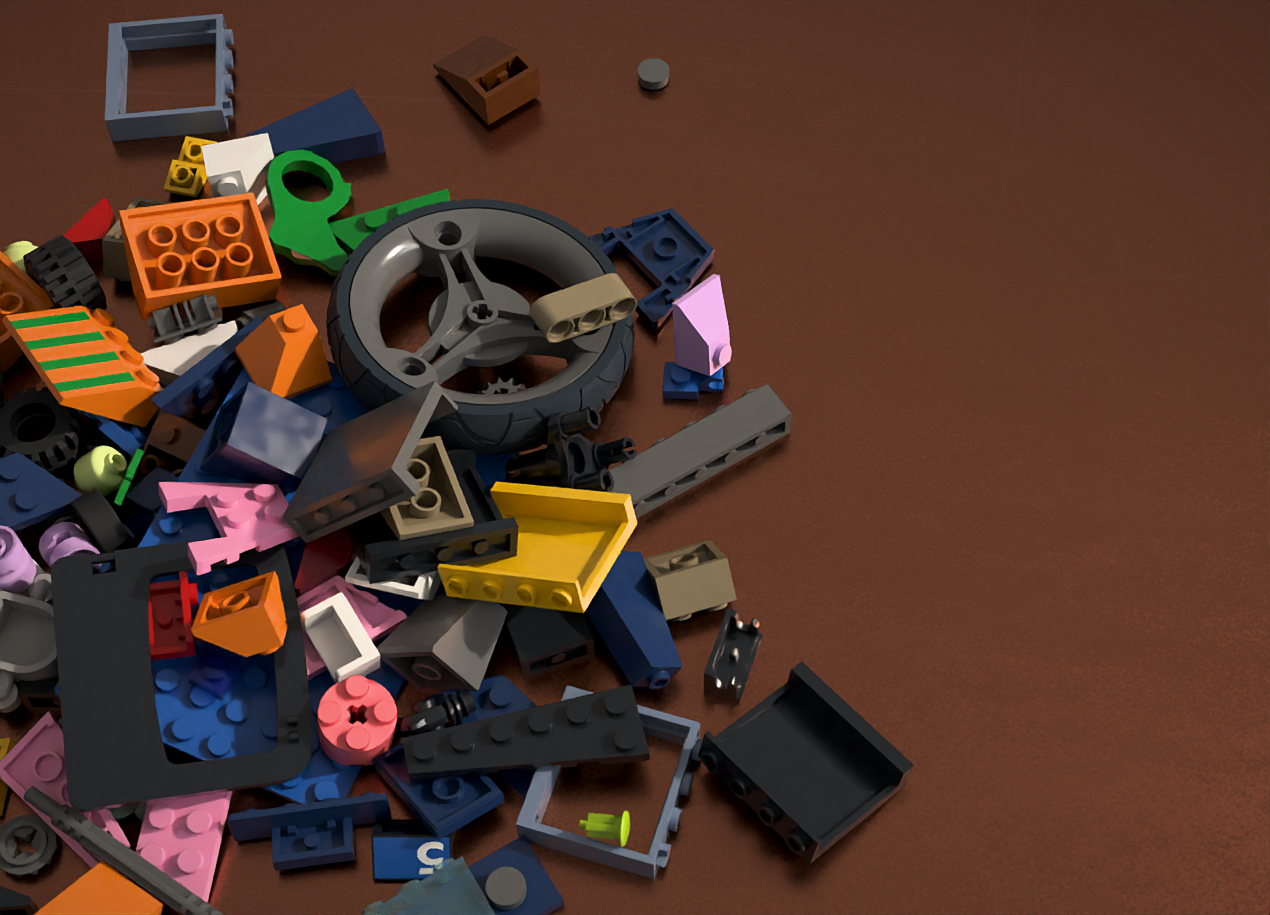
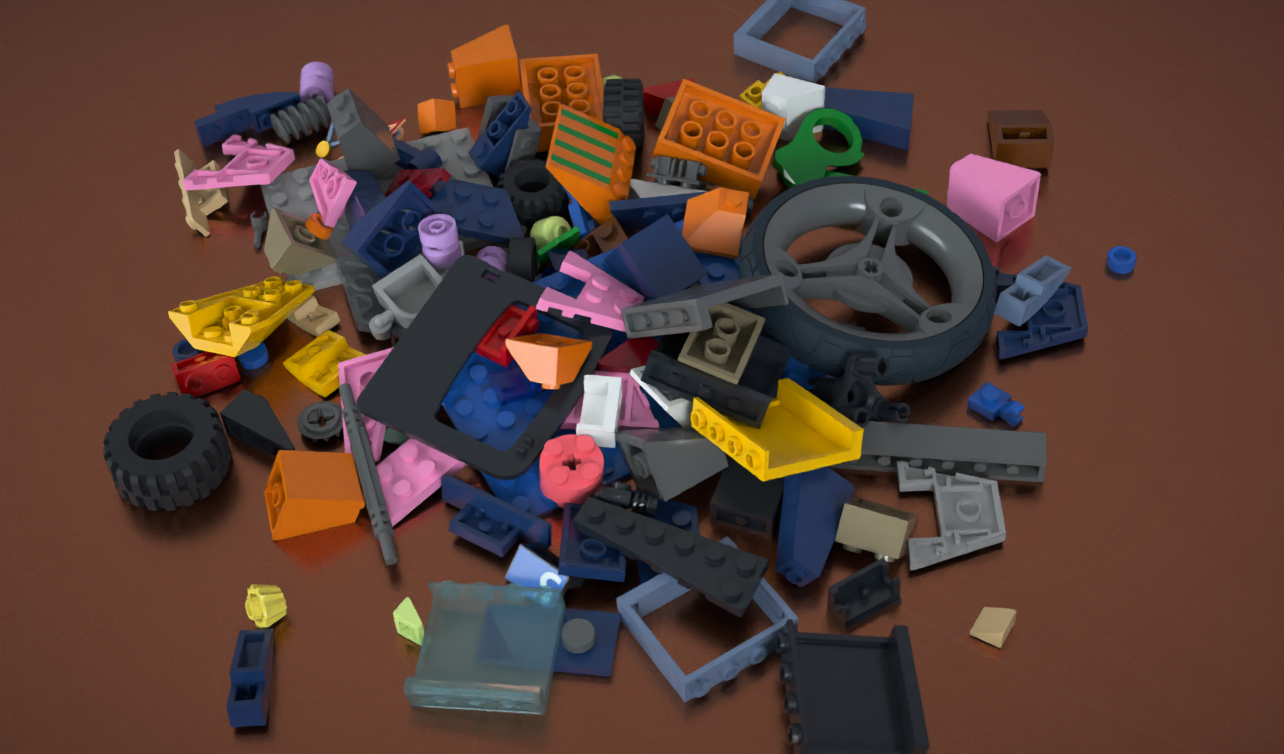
camera: 40 degrees right, 10 degrees down
(517, 159) = (992, 194): none -> bright pink slope
(582, 308) = (940, 298): dark tan beam -> none
(607, 826) = (675, 639): lime piece -> none
(637, 240) = (1031, 290): none -> sand blue slope
(653, 73) = (1147, 195): dark grey tile -> none
(681, 157) = (1121, 259): none -> blue tile
(702, 328) = (1027, 366): lavender slope -> none
(752, 508) = (966, 514): none -> light grey wing
(863, 605) = (994, 625): none -> tan slope

